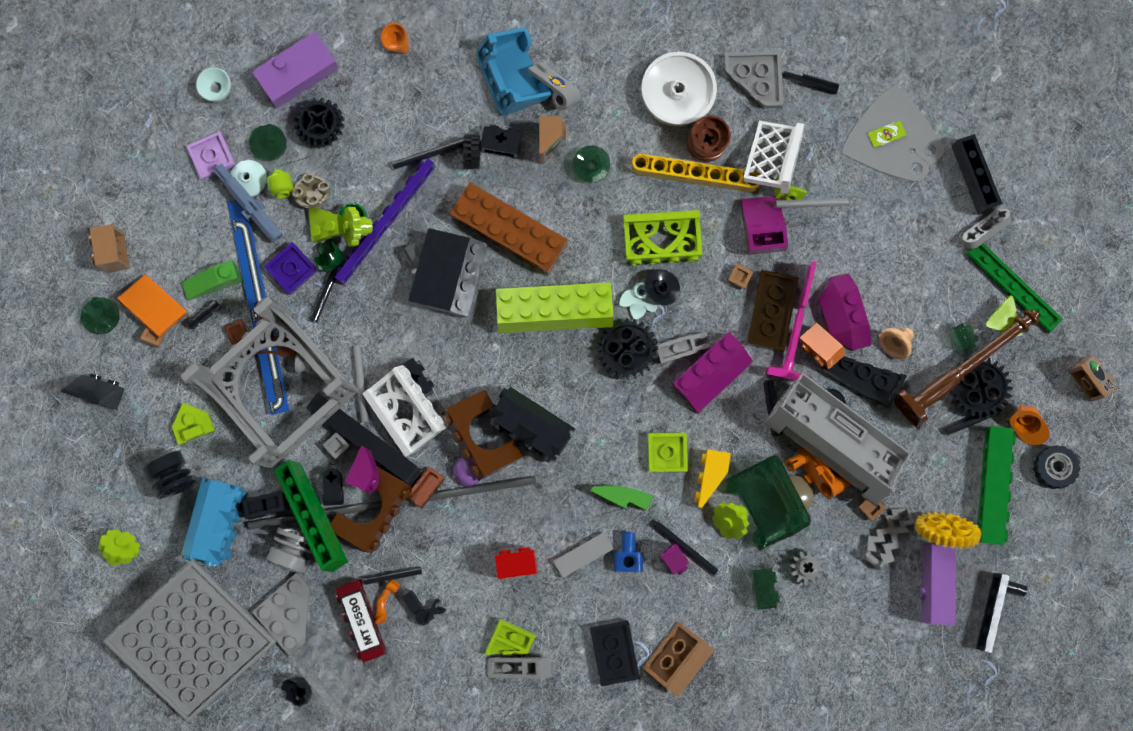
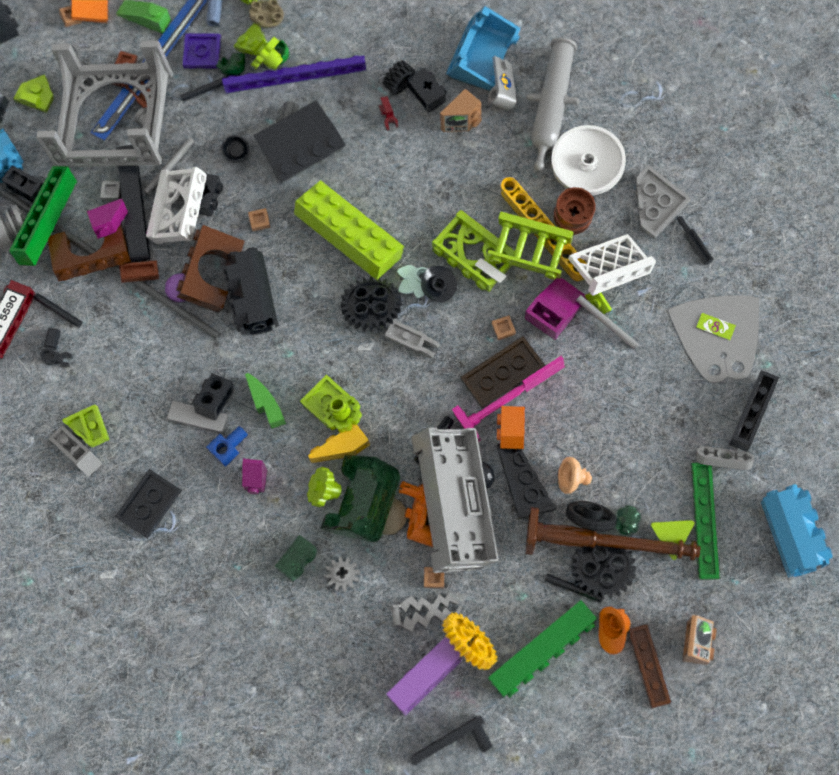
camera: 50 degrees right, 10 degrees down
(203, 314) = (115, 31): black axle -> none
(332, 492) = (77, 216): black piece -> none
(381, 615) = (26, 326): orange piece -> none
(401, 323) = (235, 149): none -> black hair
(428, 154) = (370, 57): black bar -> none
(476, 361) = (259, 219): none -> medium nougat plate
(490, 186) = (386, 109): none -> dark red plate
(509, 228) = (372, 151): dark orange brick -> none
(516, 564) = (143, 375): red brick -> none
(585, 528) = (216, 398): none -> black brick
(593, 155) = (472, 151): clear green dish -> none
(605, 63) = (552, 98): none -> light grey piece
(678, 659) = (186, 551): medium nougat slope -> none
(686, 548) = (272, 480): black bar -> none
(689, 186) = (526, 227): none -> lime fence
(690, 241) = (490, 270): none -> white sticker
(692, 452) = (342, 413): none -> lime plant
(712, 372) = (415, 375): magenta slope -> none
(845, 313) = (553, 422): magenta wedge -> none
(940, 359) = (590, 517): none -> black wheel
(1068, 467) = (599, 692): black wheel -> none
(1075, 427) = (649, 666): none -> reddish brown tile
(1087, 238) = (794, 530): none -> dark azure brick

